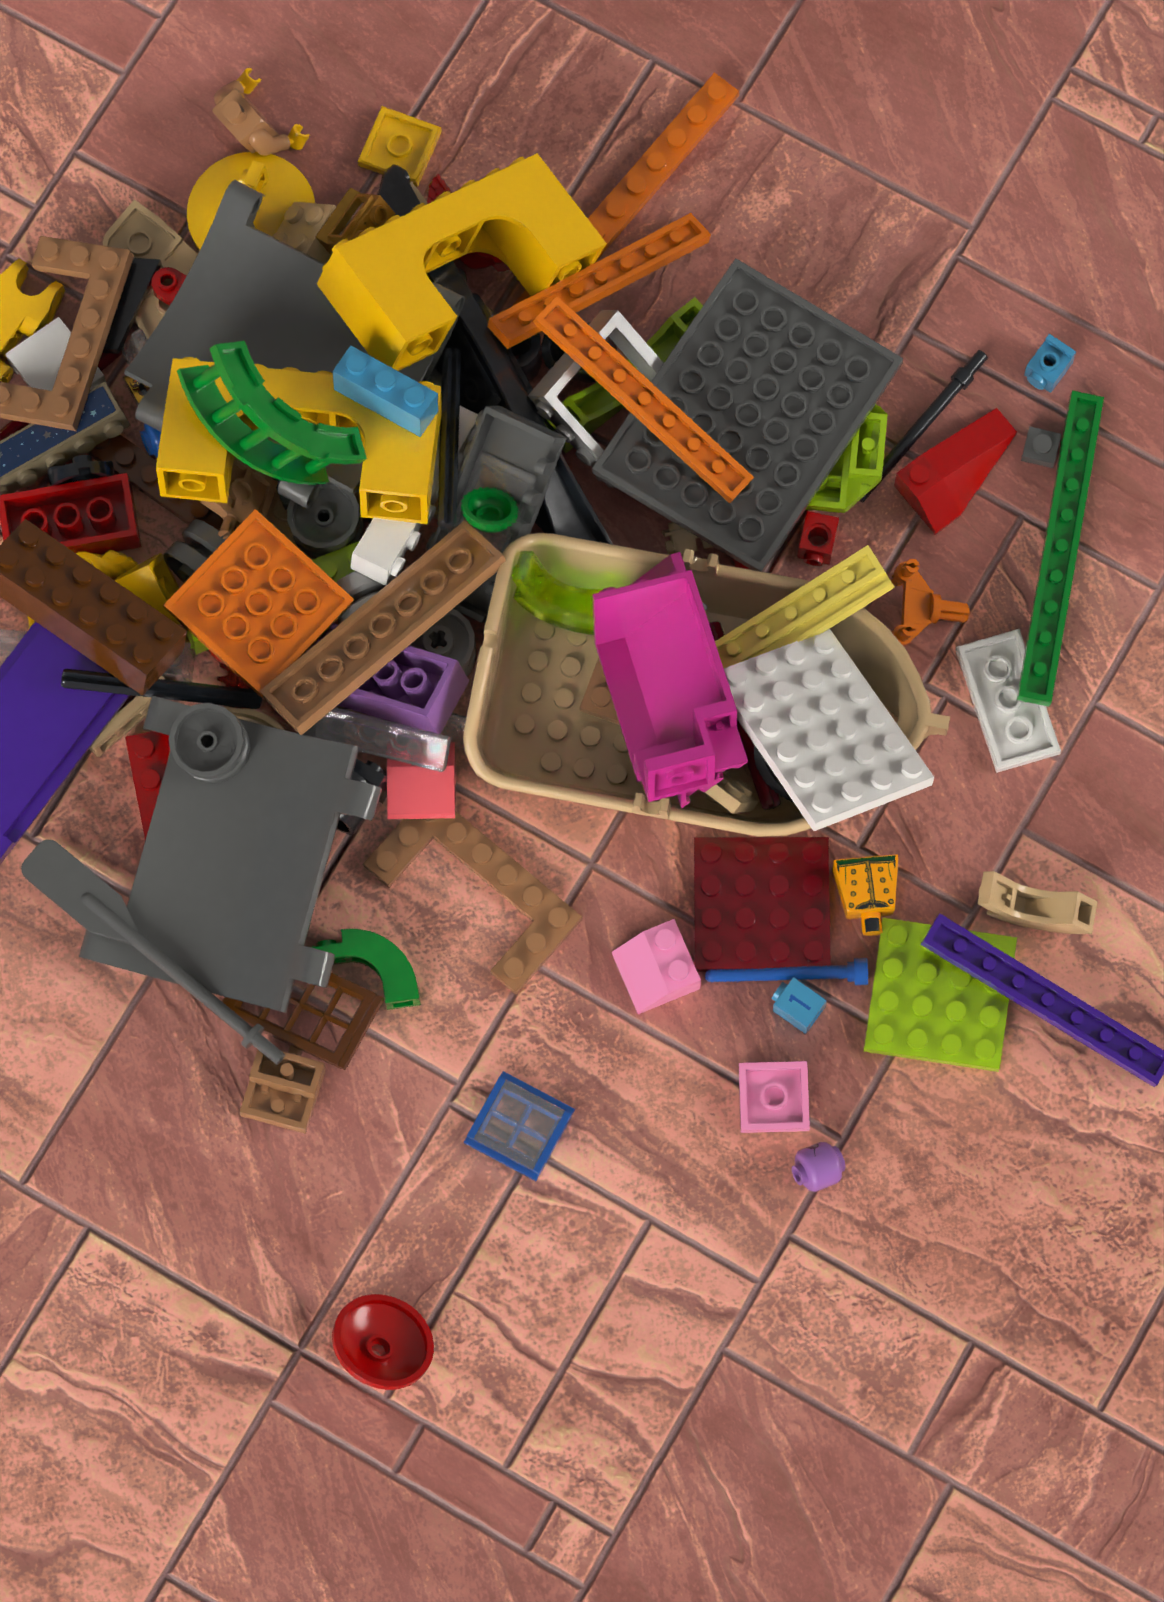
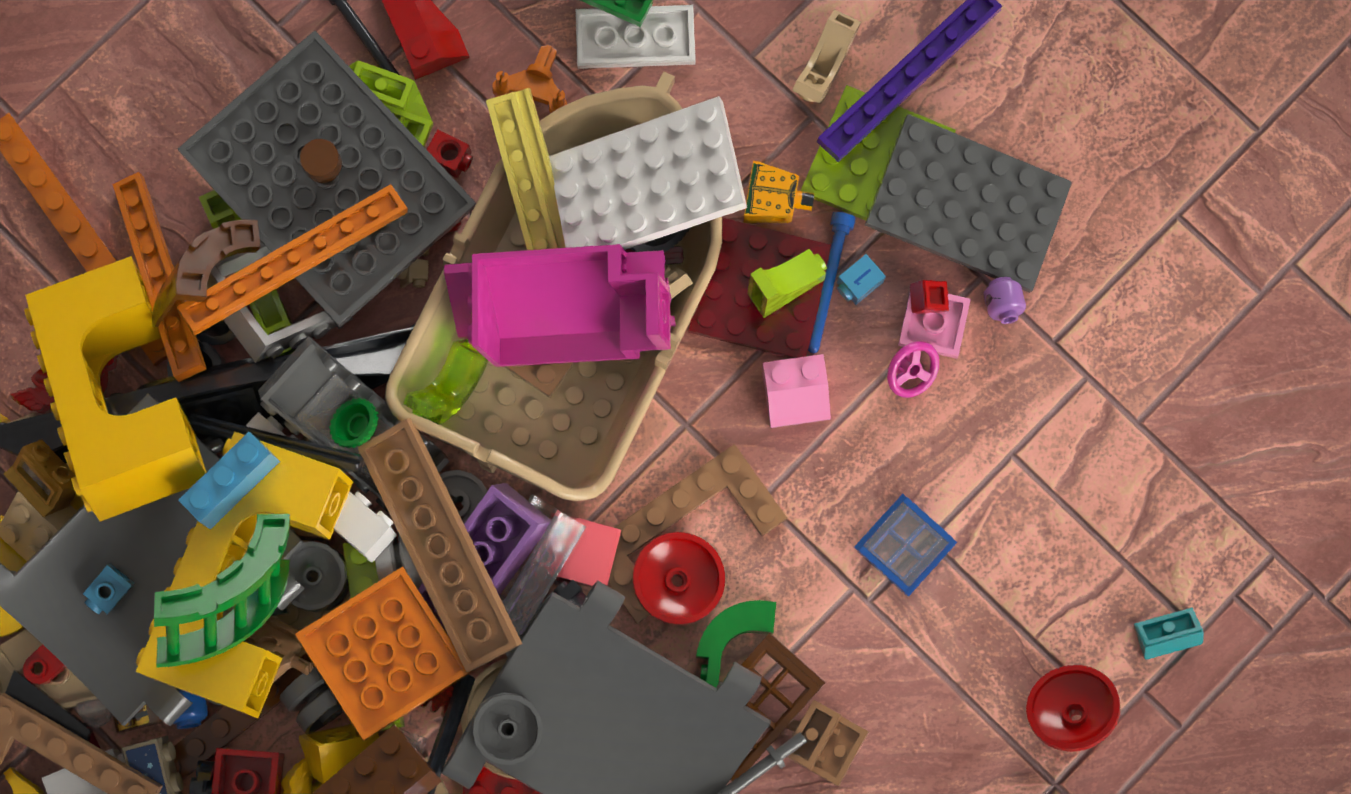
camera: 80 degrees left, 5 degrees up
(263, 325) = (116, 581): none -> dark azure brick
(422, 867) = (694, 563): none -> red dish
(494, 1436) = (1169, 633): none -> teal slope
(621, 309) = (192, 272): none -> reddish brown panel
(713, 1080) = (908, 367): none -> dark pink piece
(760, 401) = (320, 160): none -> reddish brown piece
(766, 918) = (782, 284): none -> lime arch
(798, 1082) = (929, 296): none -> red slope
(917, 1101) = (968, 203): none -> dark grey plate

